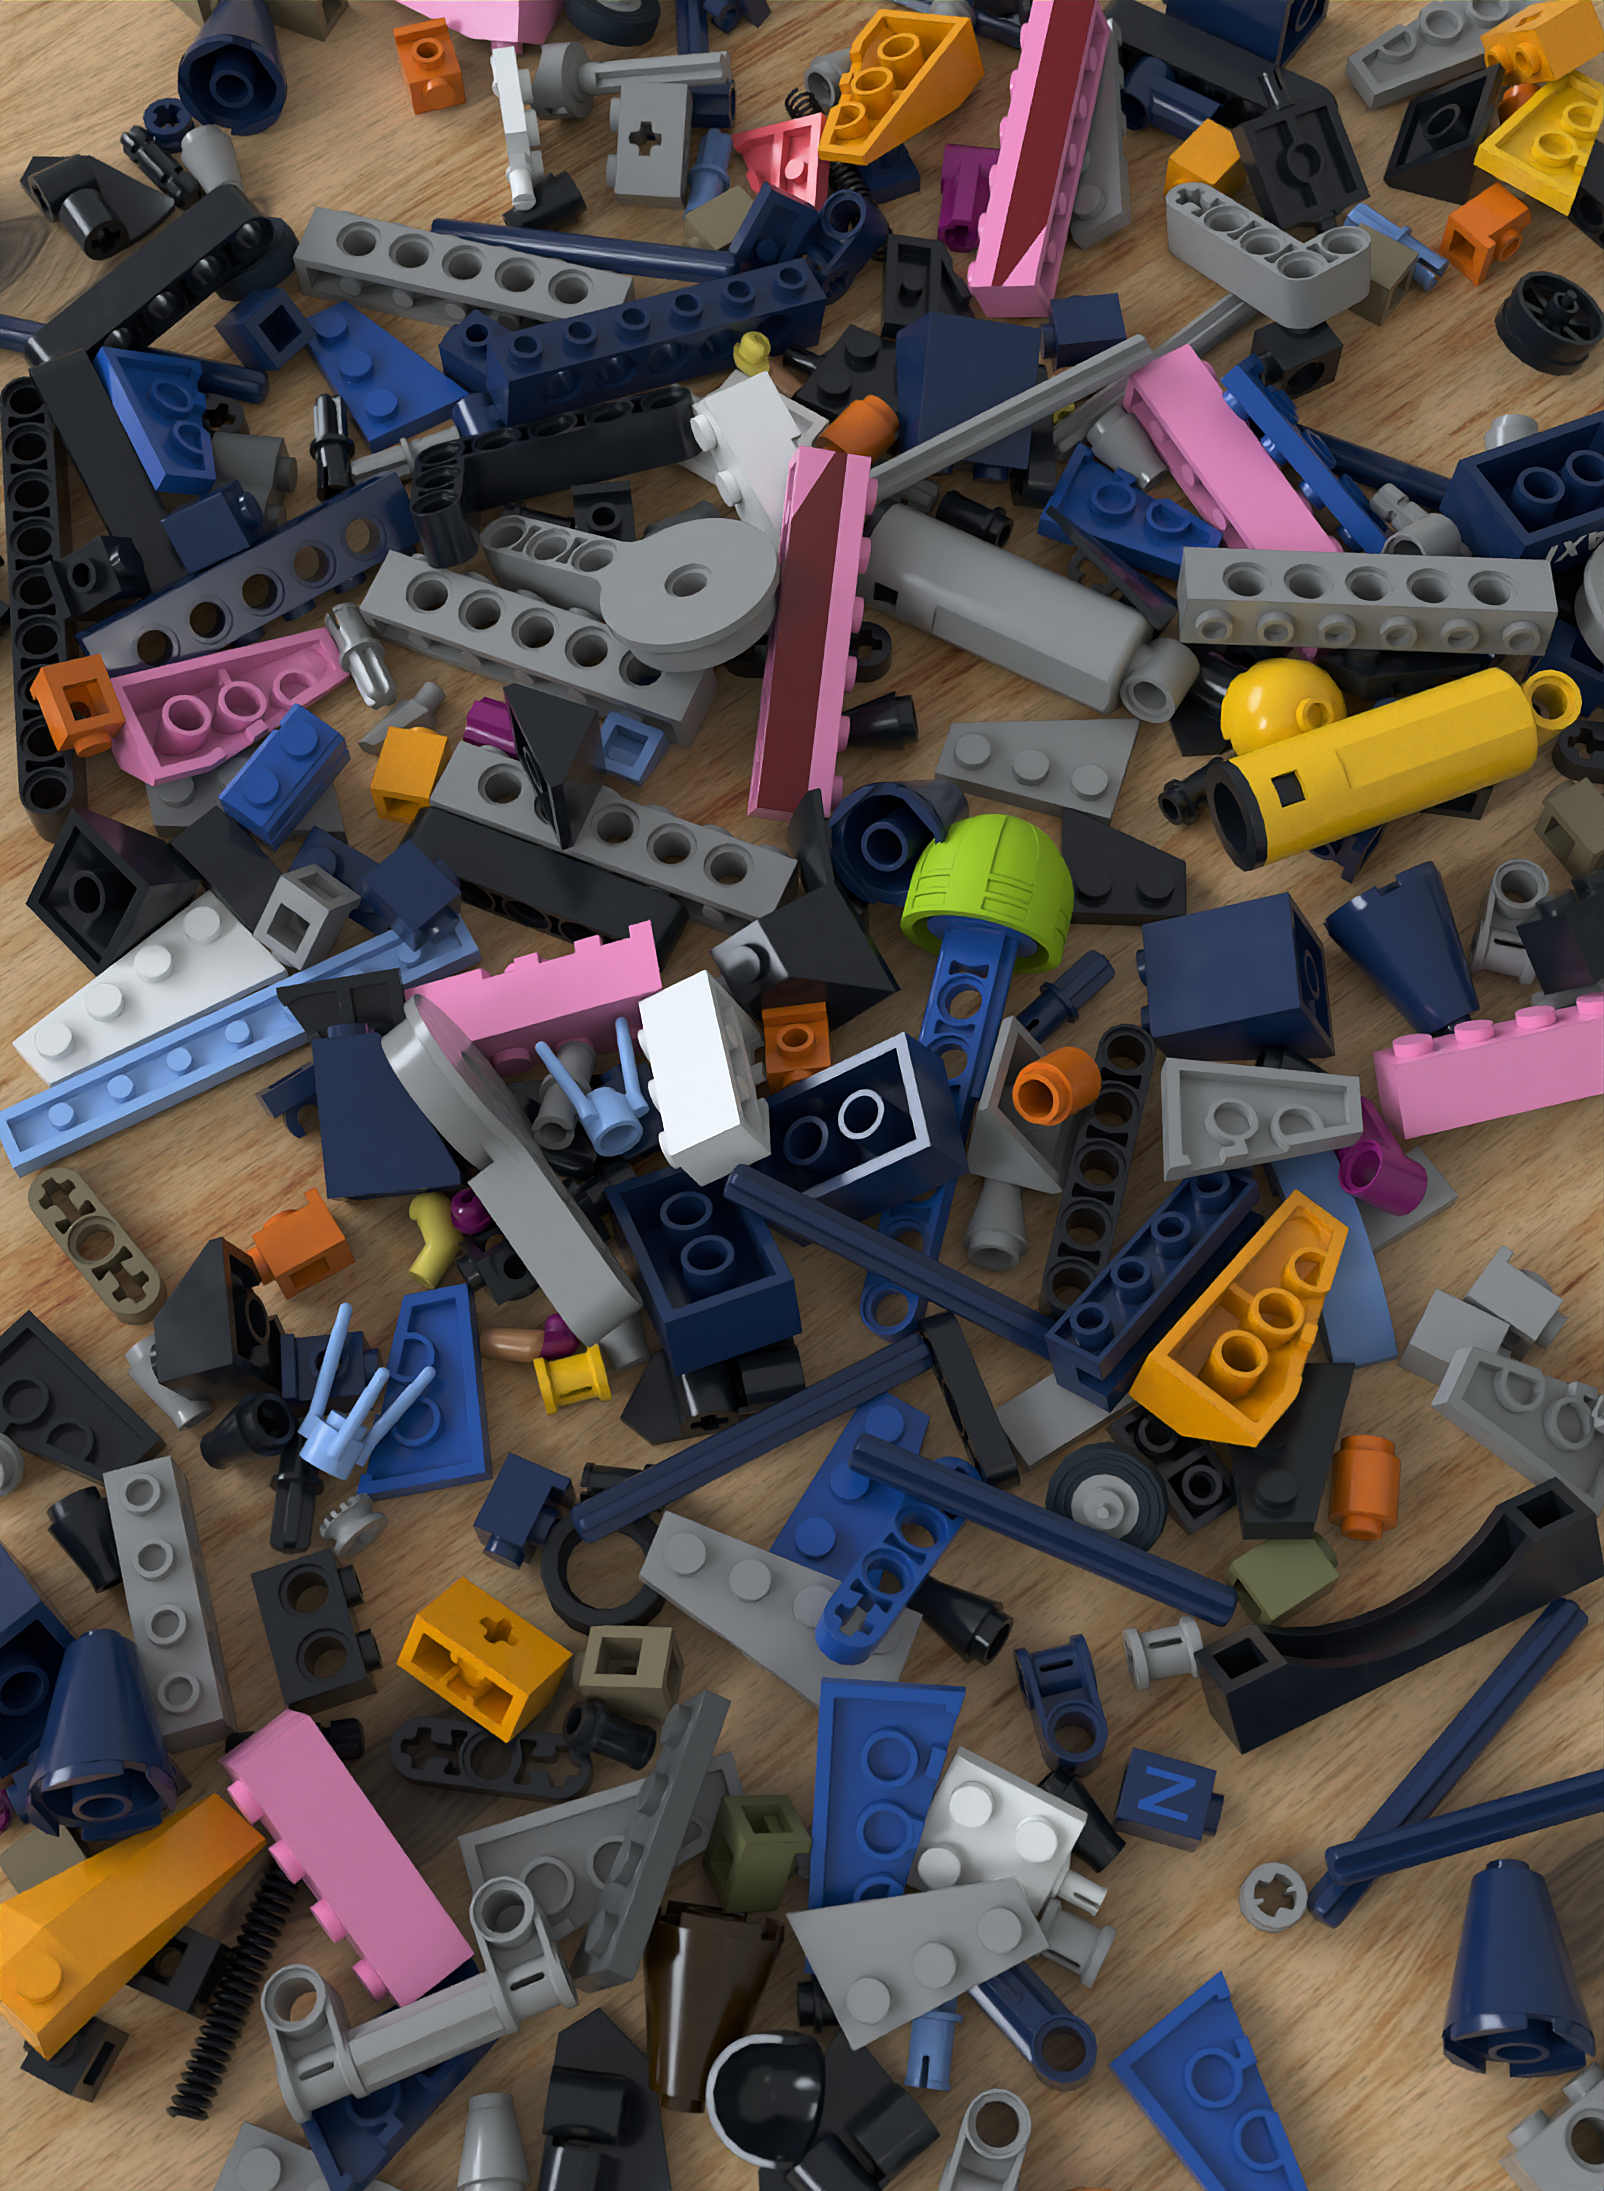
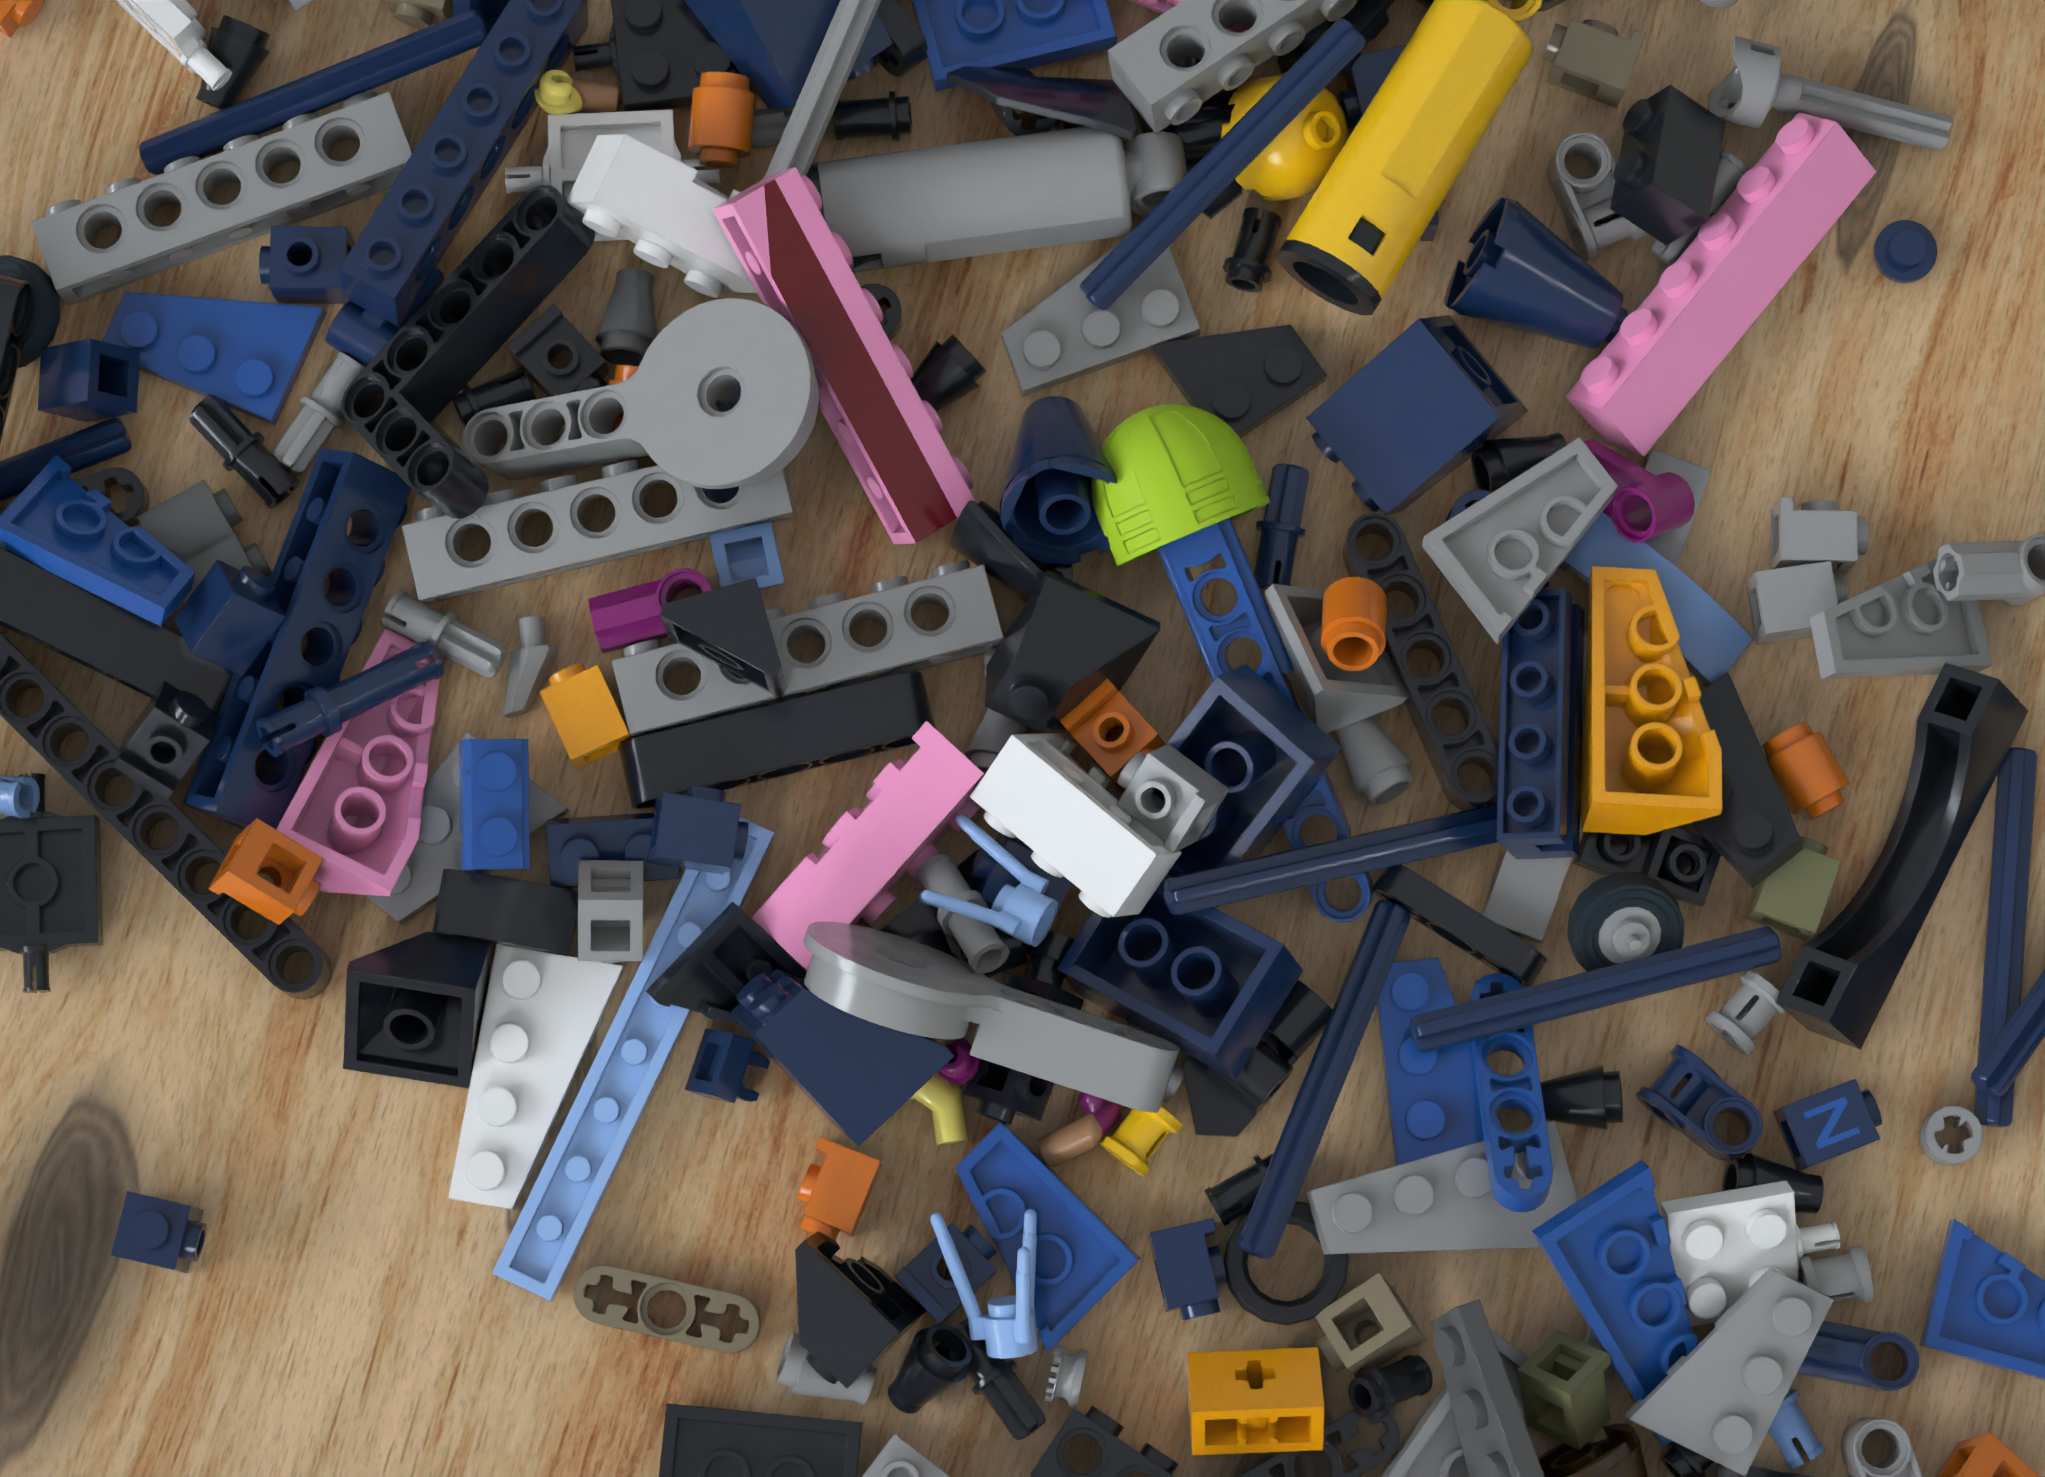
camera: 40 degrees left, 15 degrees up
(248, 637) = (328, 708): none -> dark blue pin
(796, 1105) = (1188, 791): none -> light grey brick
(1217, 688) = (1223, 164): none -> dark blue axle

